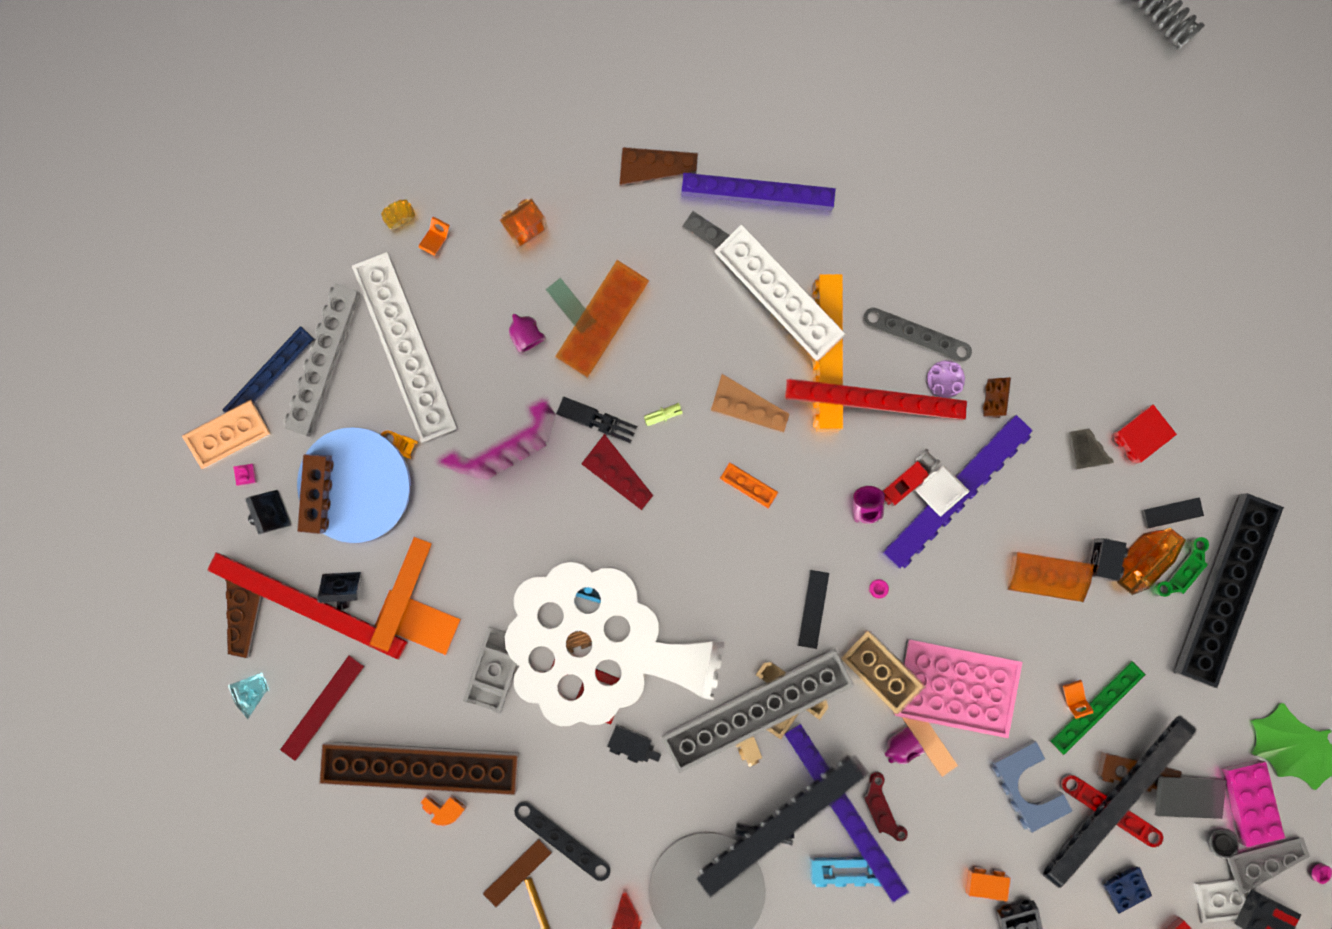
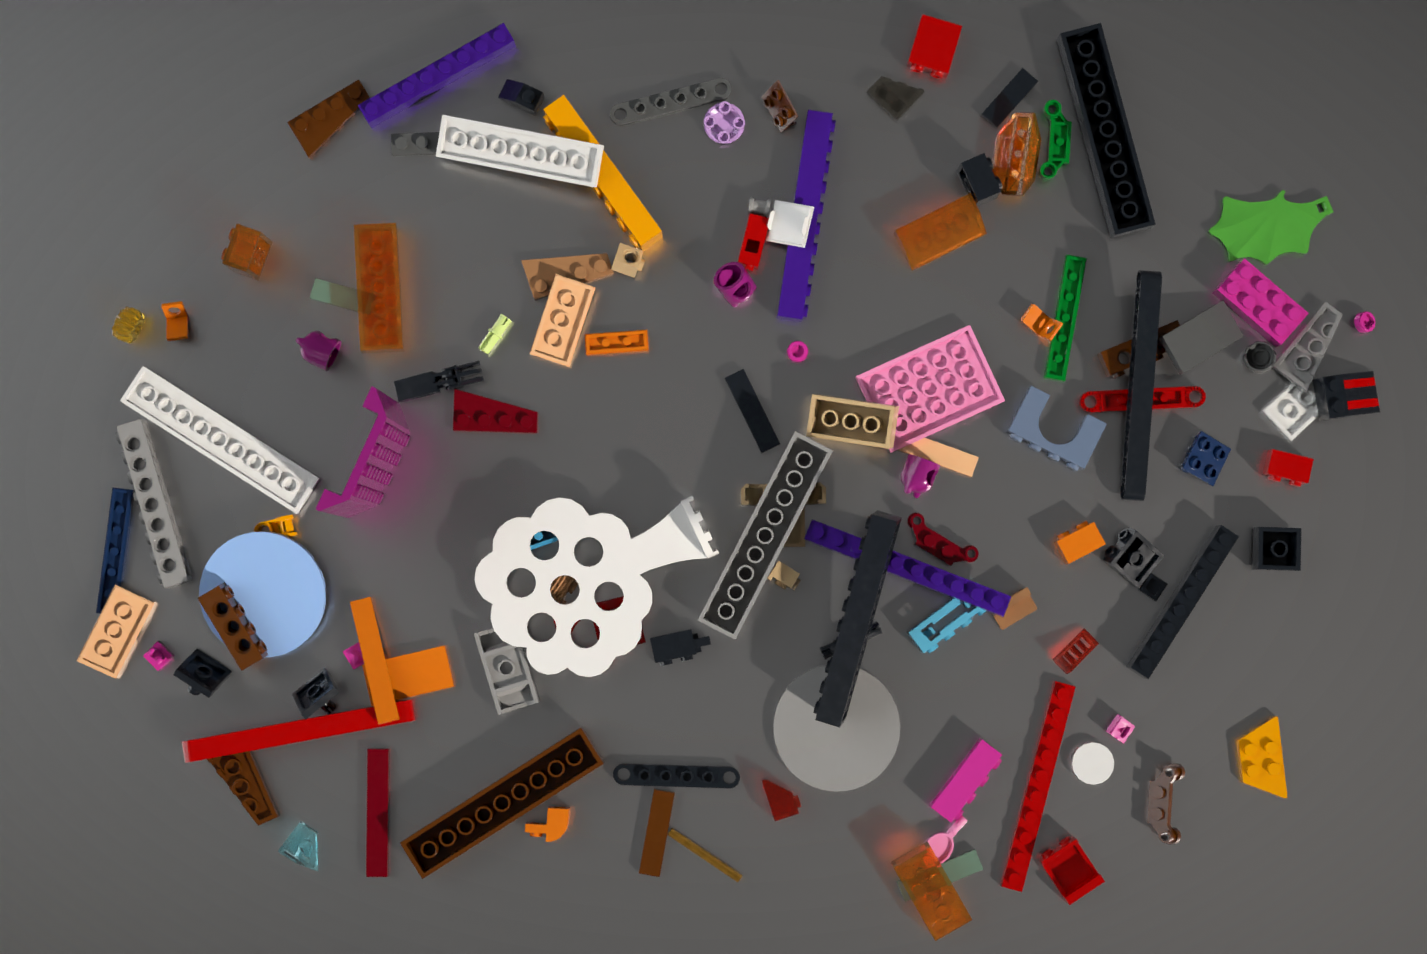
camera: 30 degrees left, 0 degrees up
(388, 579) = (354, 656): none -> dark pink tile
(720, 440) = (562, 320): none -> light nougat tile
(794, 433) = (622, 266): none -> tan brick
(809, 251) = (522, 96): none -> black slope
(875, 399) = (672, 184): red plate -> none
(911, 901) = (1019, 607): none -> medium nougat panel

